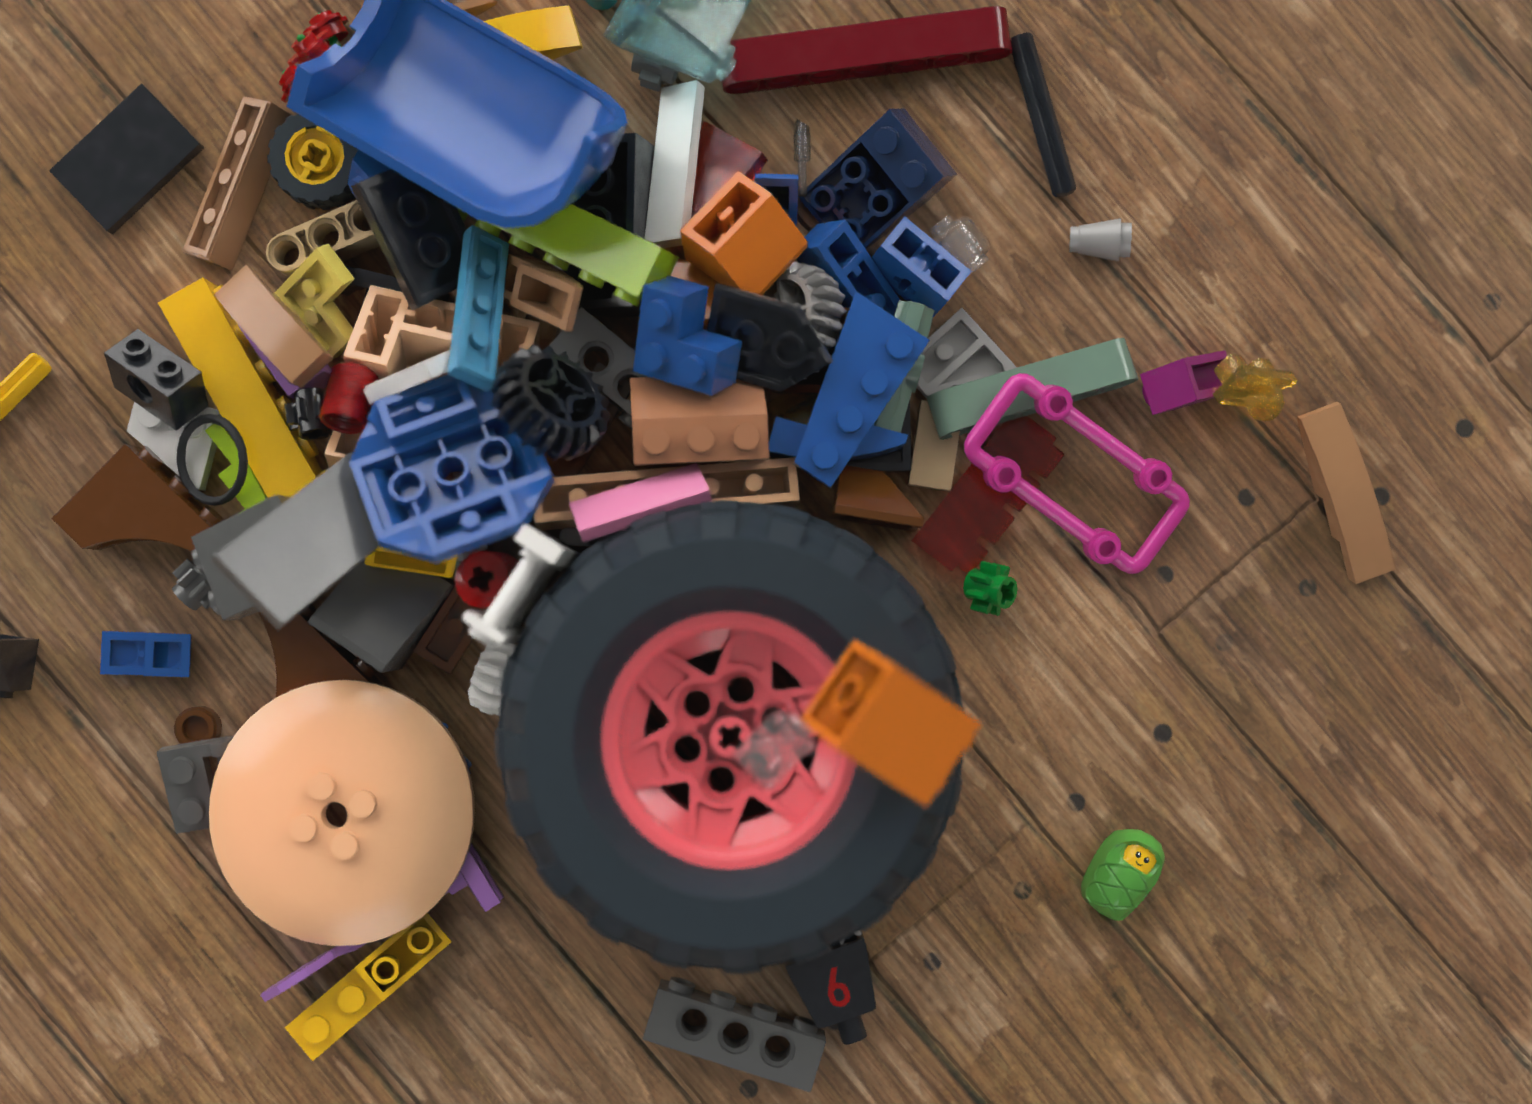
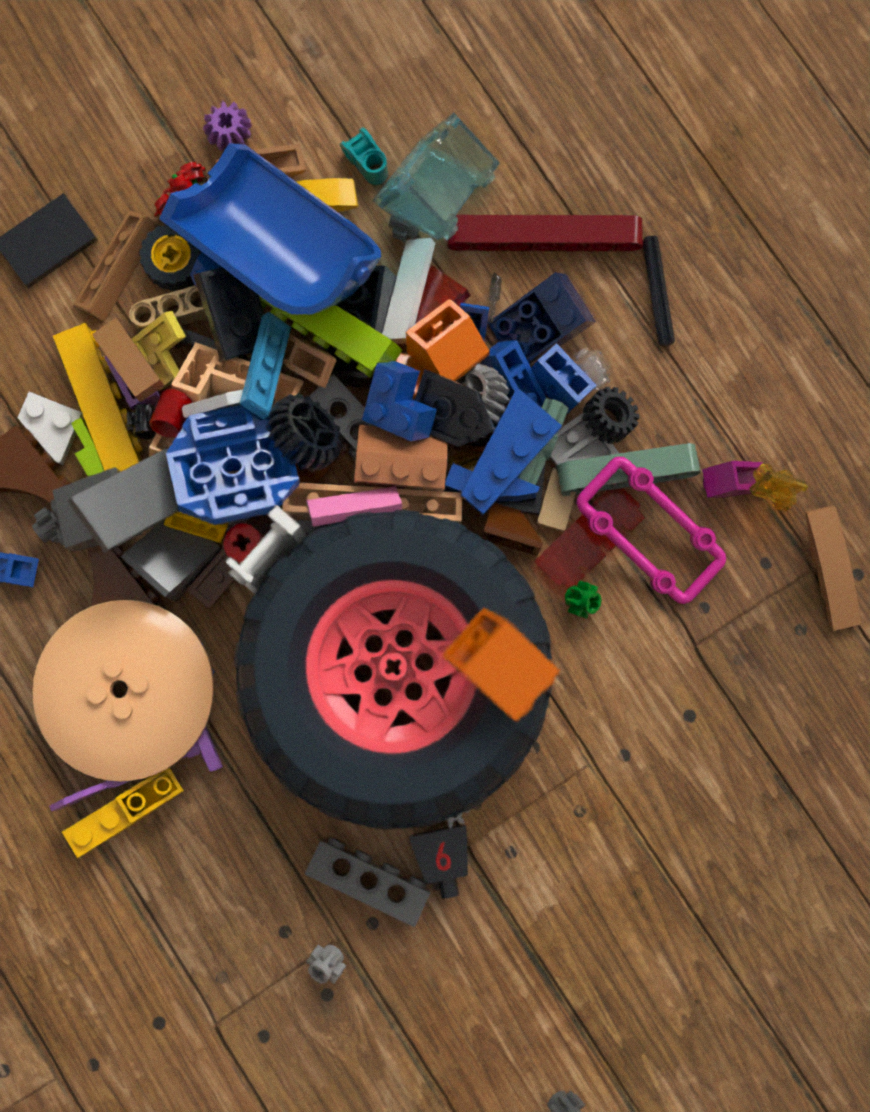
camera: 10 degrees right, 5 degrees down
(157, 379) = (44, 385): black brick -> none
(190, 780) = (22, 658): dark grey plate -> none
(197, 724) = (33, 622): reddish brown tile -> none
(242, 454) = (61, 420): black tyre -> none
(487, 678) = (233, 614): white gear -> none
(774, 748) = (421, 671): clear bracket -> none
(1009, 299) = (601, 423): none -> black tyre
(1102, 239) = (688, 377): light grey cone -> none
(1122, 872) = (649, 807): bright green piece -> none

